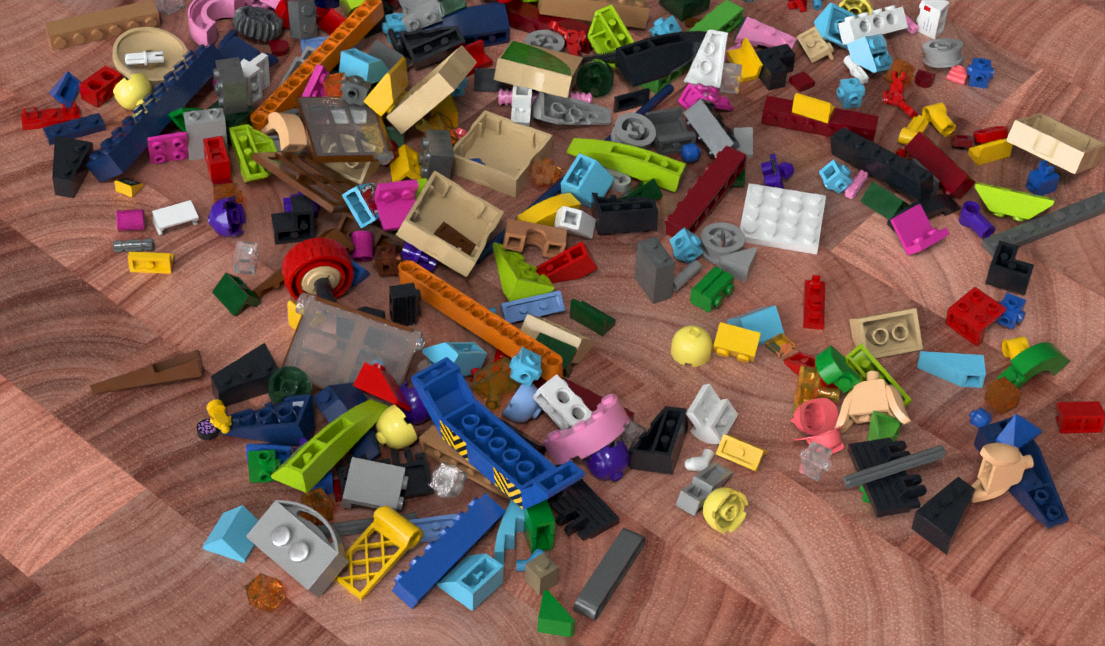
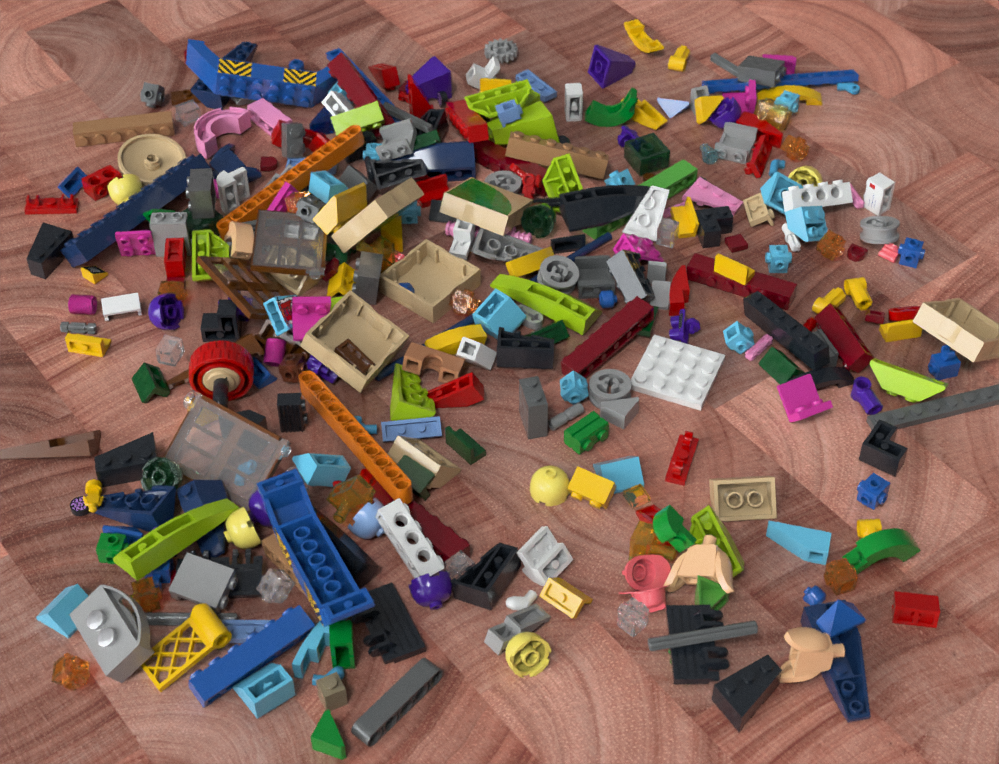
camera: 15 degrees right, 0 degrees up
(75, 128) = (69, 217): dark blue plate -> none
(144, 58) = (148, 161): white axle -> none
(257, 23) = (254, 140): dark grey gear -> none
(378, 383) = (239, 487): red slope -> none
(525, 367) = (374, 487): medium azure brick -> none
(588, 435) = (419, 560): bright pink brick -> none
(599, 123) = (528, 263): none -> yellow slope
(733, 117) = (656, 271): none -> light grey slope
(761, 138) = (678, 292): none -> red slope
(896, 97) = (821, 266): red piece -> none
(973, 315) = (834, 490): red bracket -> none

